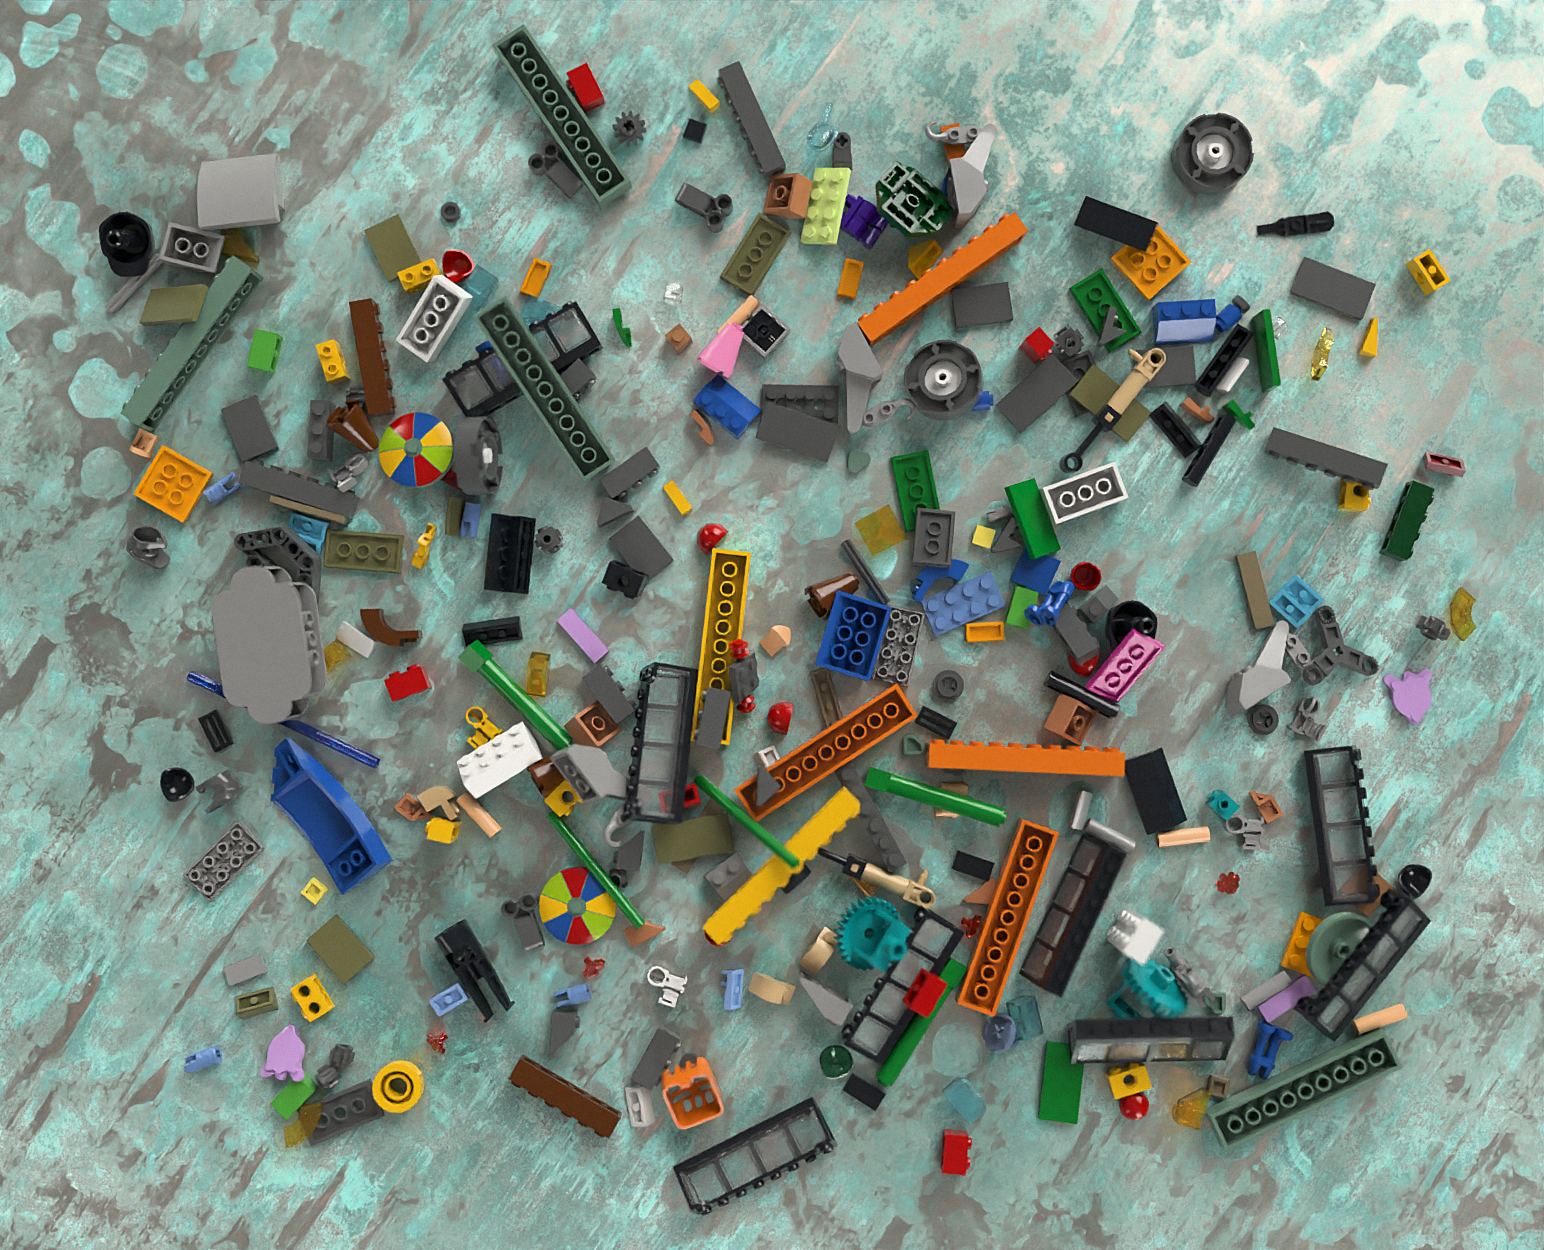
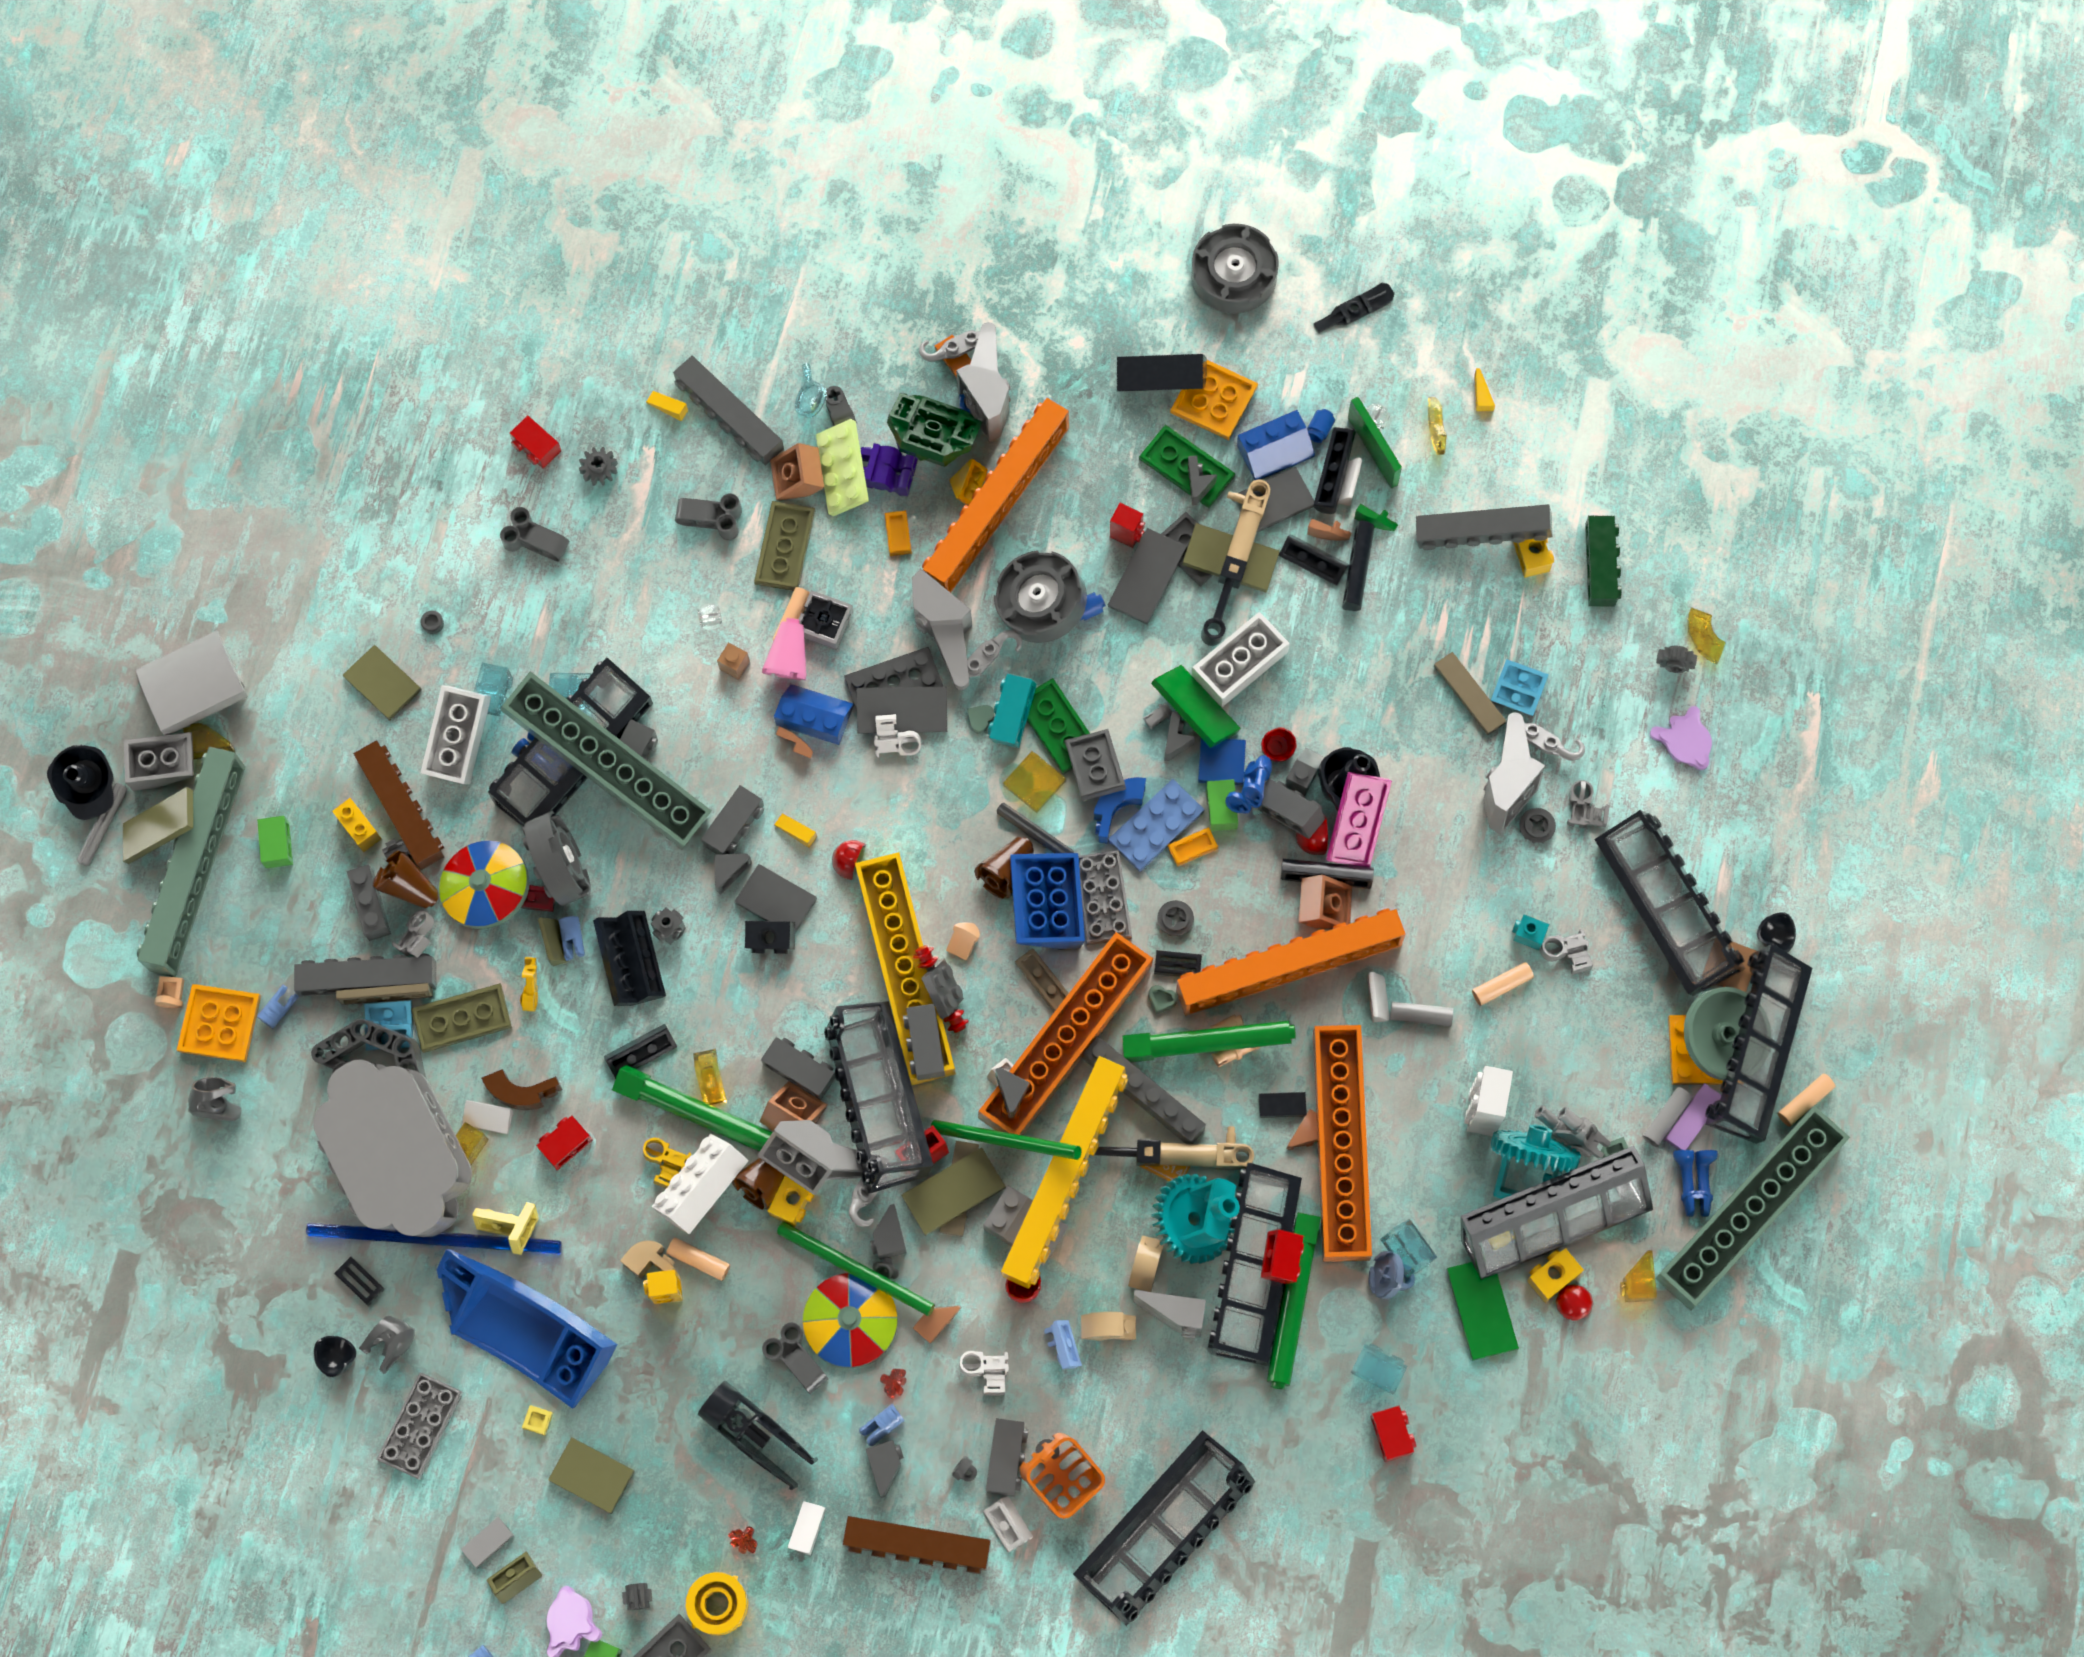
camera: 15 degrees left, 15 degrees down
(249, 428) = (285, 931): dark grey tile -> none
(316, 995) = (581, 1538): yellow brick -> none
(327, 1076) = (629, 1627): dark grey gear -> none
(349, 739) = (517, 1228): none -> light yellow bracket
(412, 809) = (618, 1283): nougat slope -> none
(418, 276) = (421, 699): yellow brick -> none
(449, 999) = (740, 1481): light blue plate -> none
(457, 265) = (460, 672): red helmet -> none
(487, 1051) = (807, 1528): none -> white slope
(535, 278) = (551, 655): light orange tile -> none
(562, 116) = (521, 479): sand green brick -> none
(583, 635) = (744, 1017): lavender tile -> none
(620, 1052) = (961, 1468): none -> dark grey tile
(625, 333) = (670, 677): green slope -> none
(695, 131) = (670, 444): black tile -> none
(778, 455) = (889, 742): none -> white piece
(779, 717) = (1001, 1023): red helmet -> none
(796, 879) = (1087, 1191): black bush -> none
(835, 1062) = (1215, 1382): clear green helmet -> none
(864, 1091) = (1261, 1406): black tile -> none
(884, 466) = (1012, 710): none -> teal brick
(972, 925) = (1308, 1169): clear red plant -> none
(982, 305) = (1051, 508): dark grey tile -> none
(983, 536) = (1150, 746): light yellow tile -> none
(1064, 336) = (1152, 506): dark grey brick -> none
(1072, 915) = (1412, 1110): black window -> none
(1154, 791) = (1450, 945): black slope -> none
(1218, 1086) = (1661, 1245): dark tan tile -> none
(1229, 883) = (1575, 1015): clear red plant -> none
(1241, 303) = (1329, 405): dark grey tile -> none
(1266, 806) = (1581, 917): nougat slope -> none
(1327, 659) = (1597, 723): dark grey piece -> none
(1332, 288) = (1420, 356): dark grey tile -> none
(1427, 272) = (1511, 303): yellow brick -> none
(1444, 464) = (1618, 488): plate -> none

